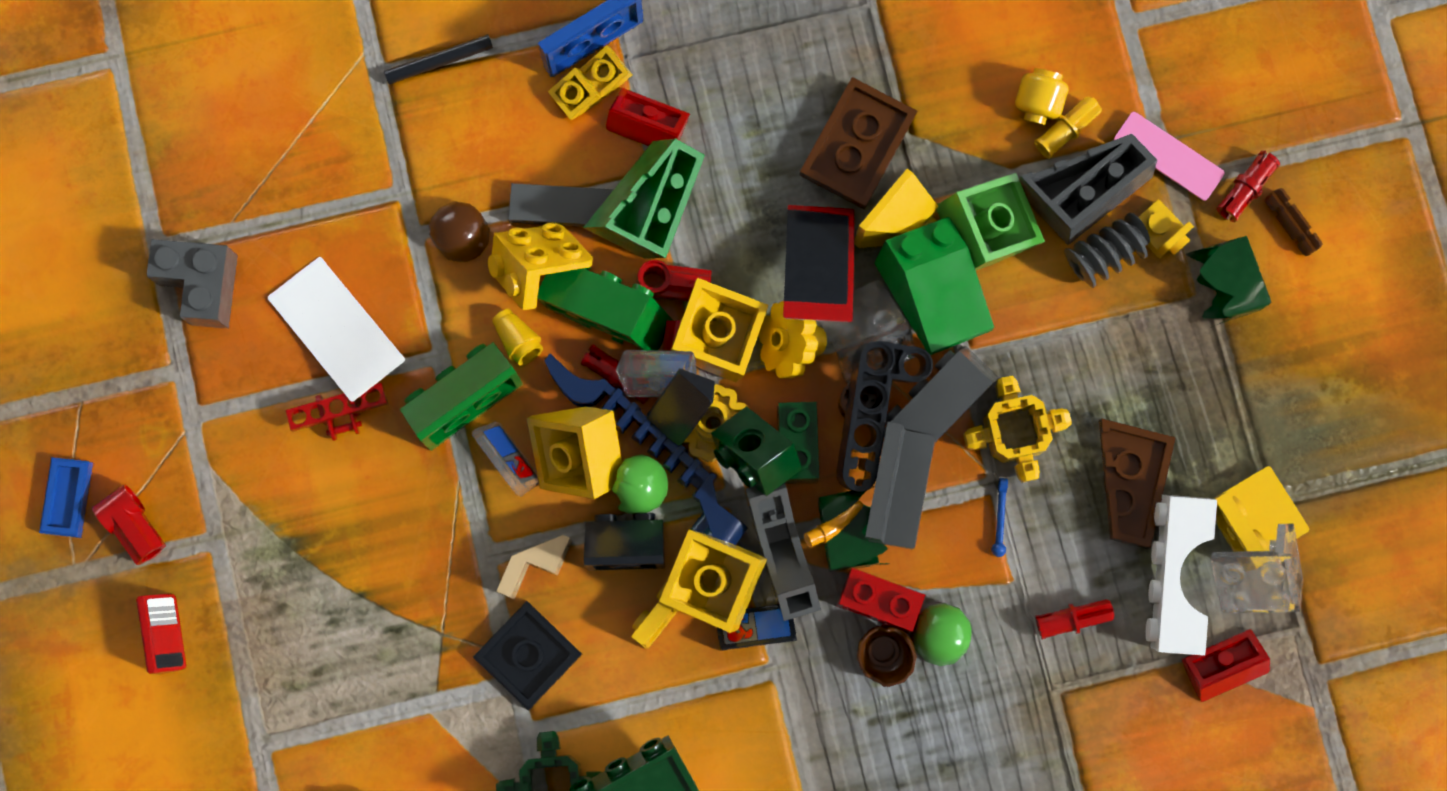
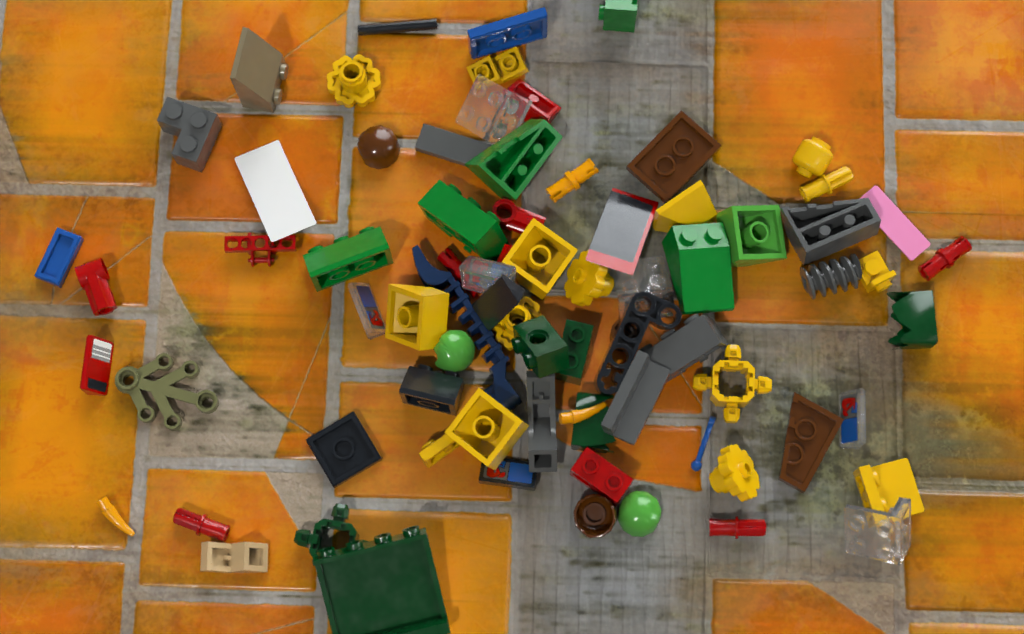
camera: 20 degrees right, 5 degrees down
(258, 641) = (162, 389): none -> olive plant
(267, 173) = (258, 72): none -> dark tan slope
(409, 162) = (354, 81): none -> yellow plant
(517, 338) = (398, 230): yellow cone -> none
(527, 253) = (420, 172): yellow bracket -> none
(545, 556) = (375, 383): tan slope -> none
(599, 142) = (492, 110): none -> clear bracket
(731, 210) = (572, 180): none -> light orange pin
(1055, 550) = (735, 474): none -> yellow plant
(1183, 420) = (853, 411): none -> slope
(1183, 526) = (809, 549): white arch -> none
(1227, 665) = (838, 591): red slope -> none
(1293, 222) = (971, 291): reddish brown axle -> none

